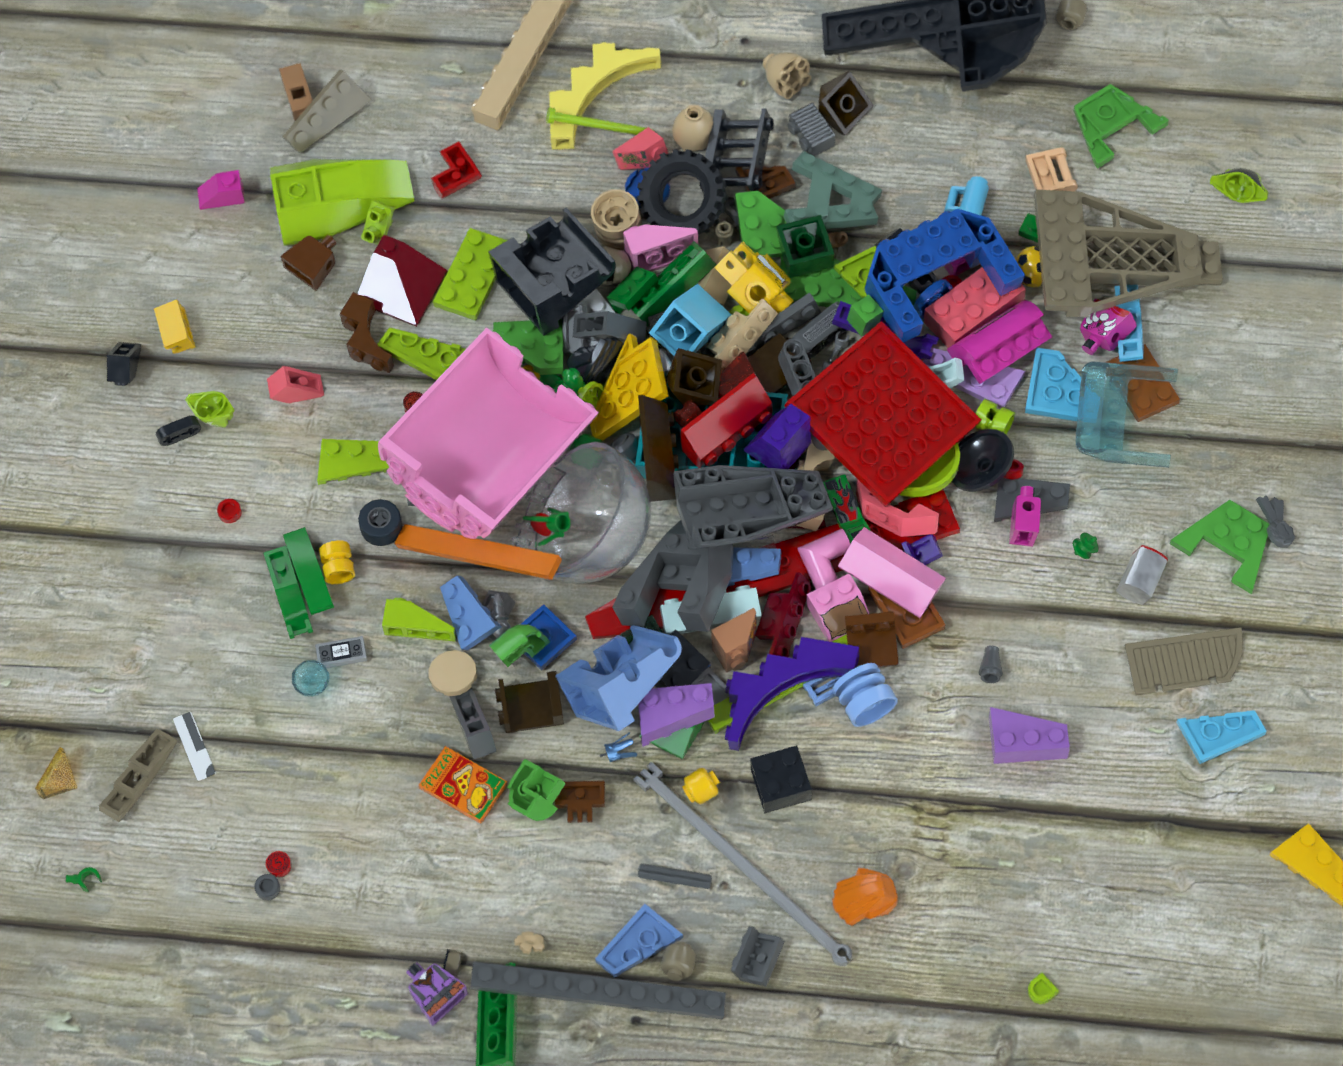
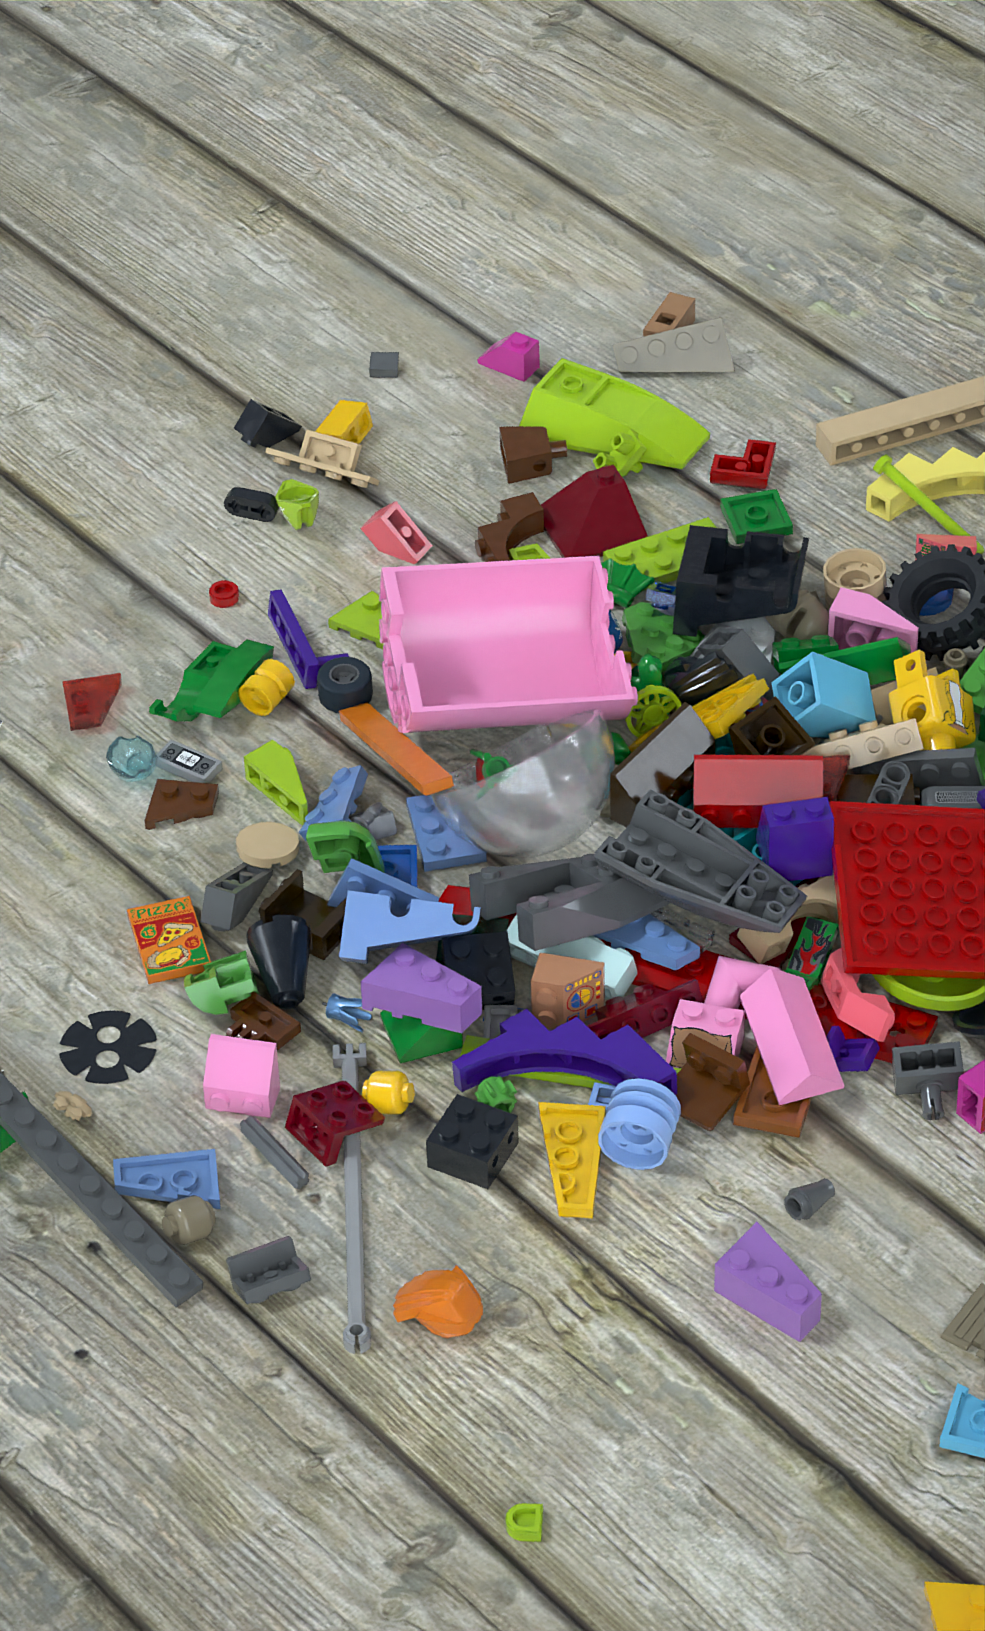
camera: 40 degrees right, 20 degrees down
(144, 256) = (384, 364): none -> dark grey tile
(187, 358) = (327, 454): none -> tan bracket
(233, 656) = (90, 699): none -> clear red wing
(341, 525) = (295, 641): none -> dark purple piece
(365, 683) = (180, 801): none -> reddish brown wing
(465, 321) = (625, 582): none -> green arm
(496, 904) = (125, 1046): none -> black piece
(498, 205) = (756, 513): none -> green plate
(506, 309) = (661, 595): none -> plate
(551, 593) = (436, 841): none -> medium blue wing
(554, 748) = (282, 957): none -> black cone
(562, 657) = (366, 879): none -> medium blue wing
(614, 846) = (241, 1076): none -> bright pink slope
(689, 829) = (327, 1115): none -> dark red bracket
(763, 739) = (497, 1093): none -> bright green gear
(836, 737) = (573, 1154): none -> yellow wing
(978, 533) = (927, 1071): none -> dark grey brick

